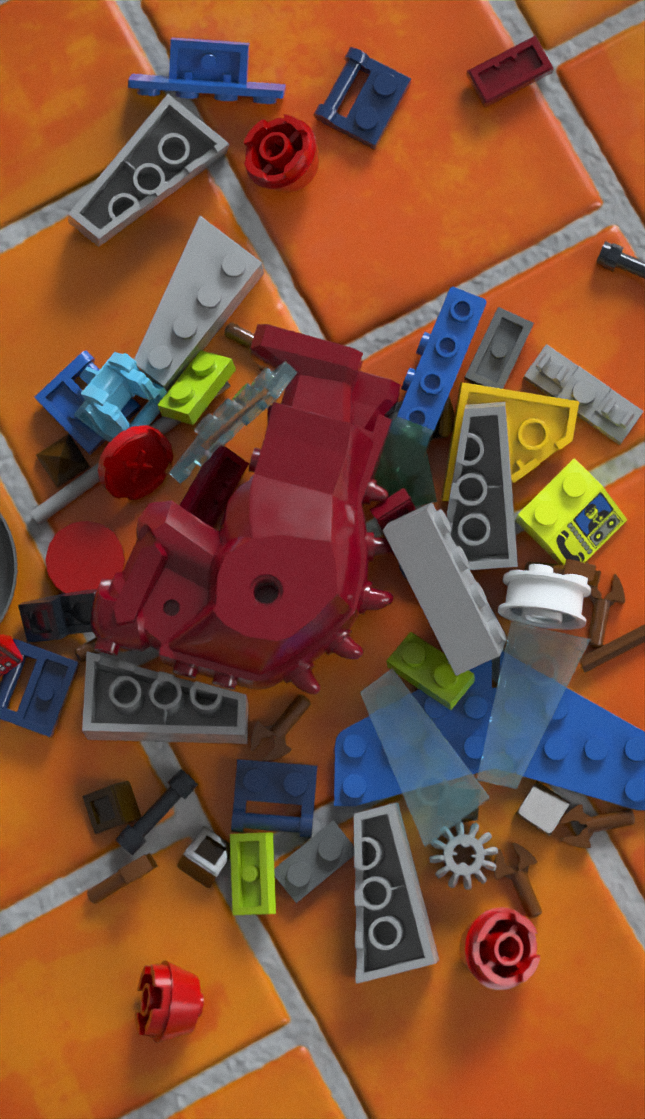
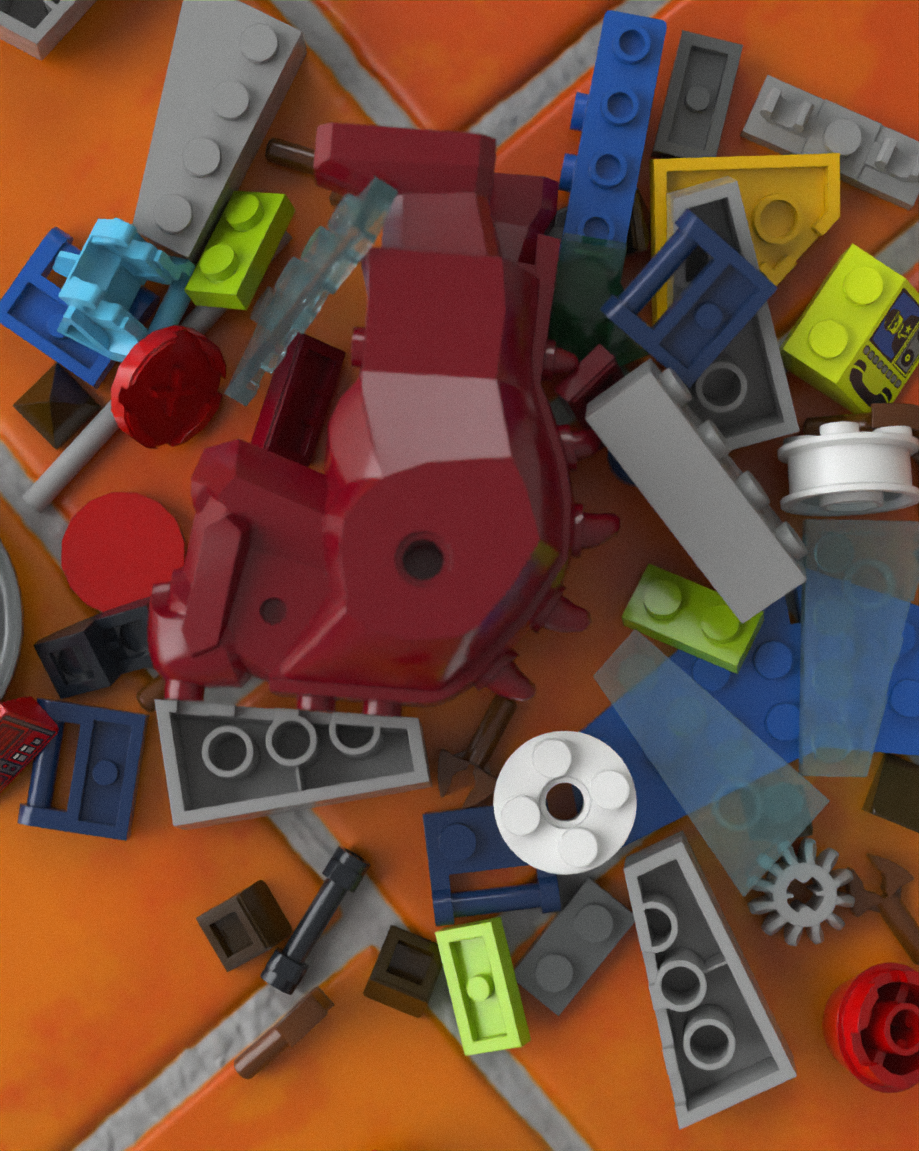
camera: 20 degrees left, 5 degrees up
(323, 739) = (573, 843): none -> white wheel
(469, 482) = (704, 314): none -> dark blue plate

